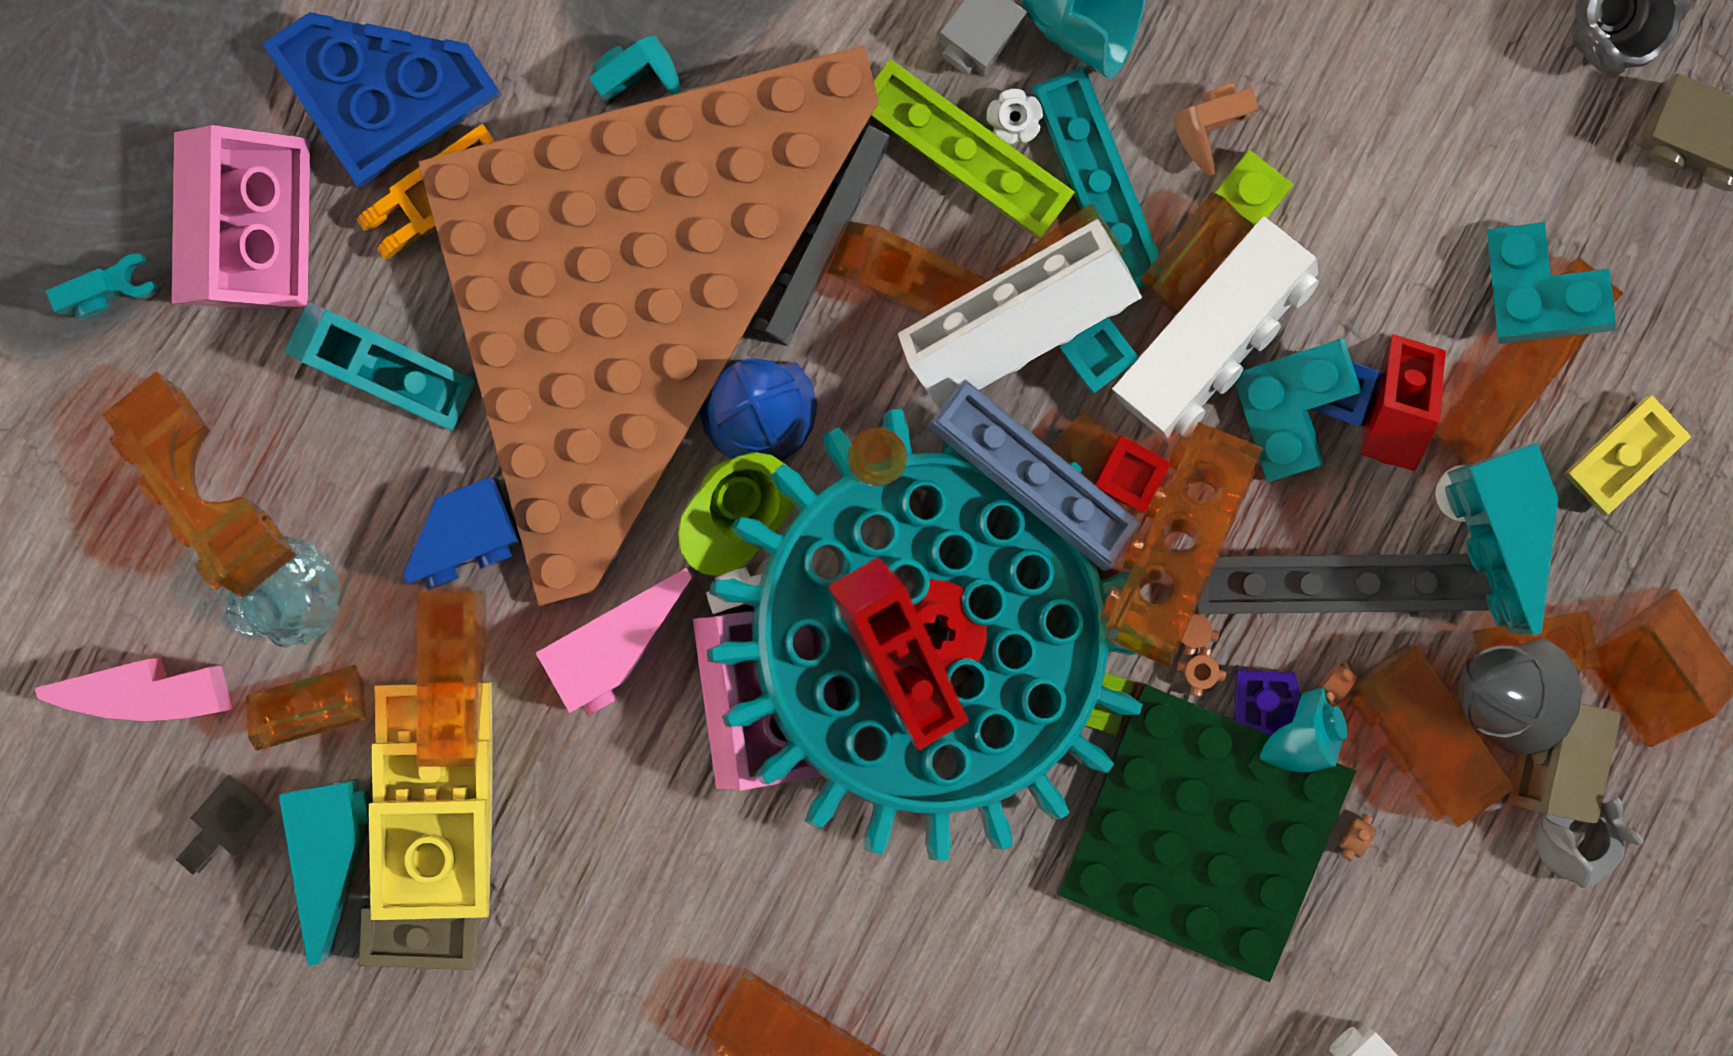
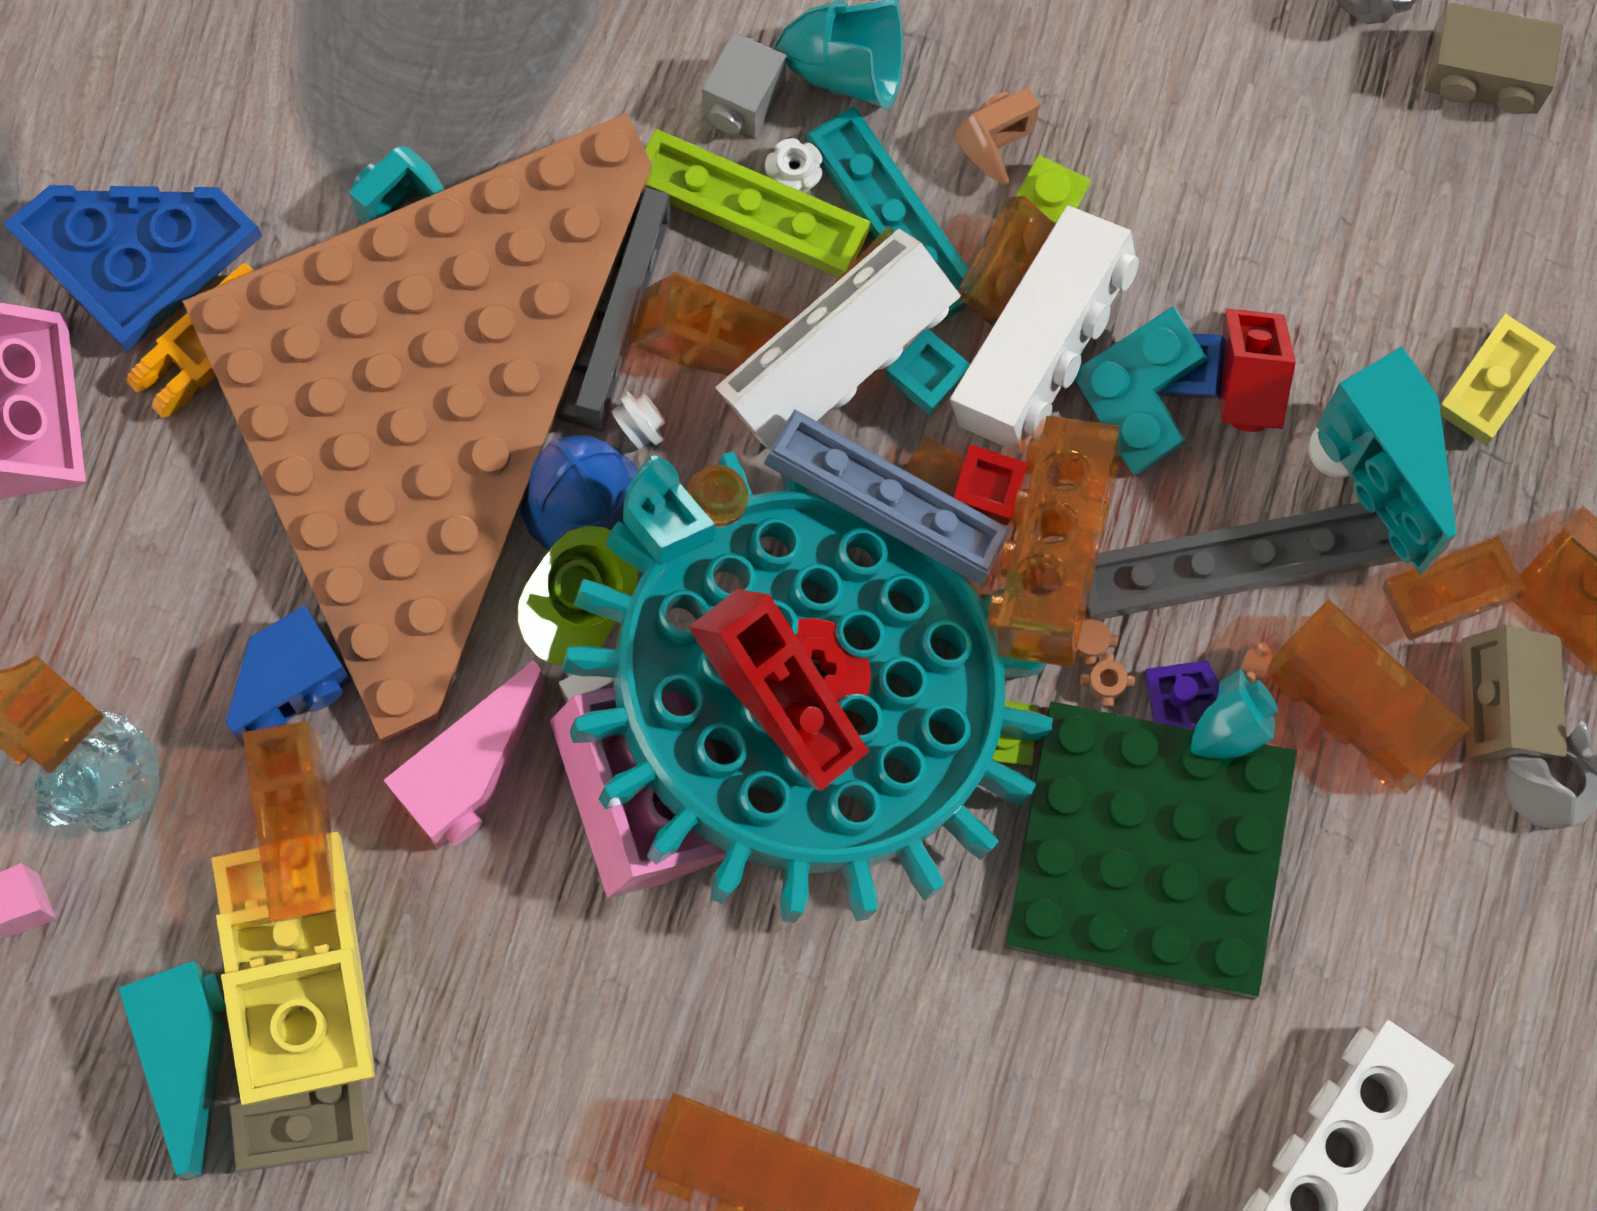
camera: 15 degrees left, 15 degrees down
(227, 821) = (65, 1035): clear smoke plate -> none
(305, 707) = (137, 895): clear orange plate -> none
(379, 366) = (169, 519): teal slope -> none
(822, 347) = (639, 420): none -> white plate
(826, 472) = (664, 513): none -> teal plate
(1357, 837) = (1315, 822): nougat piece -> none
(1507, 389) = (1372, 303): clear orange plate -> none
(1521, 695) = (1451, 633): dark grey helmet -> none
(1539, 305) = (1365, 244): teal plate -> none

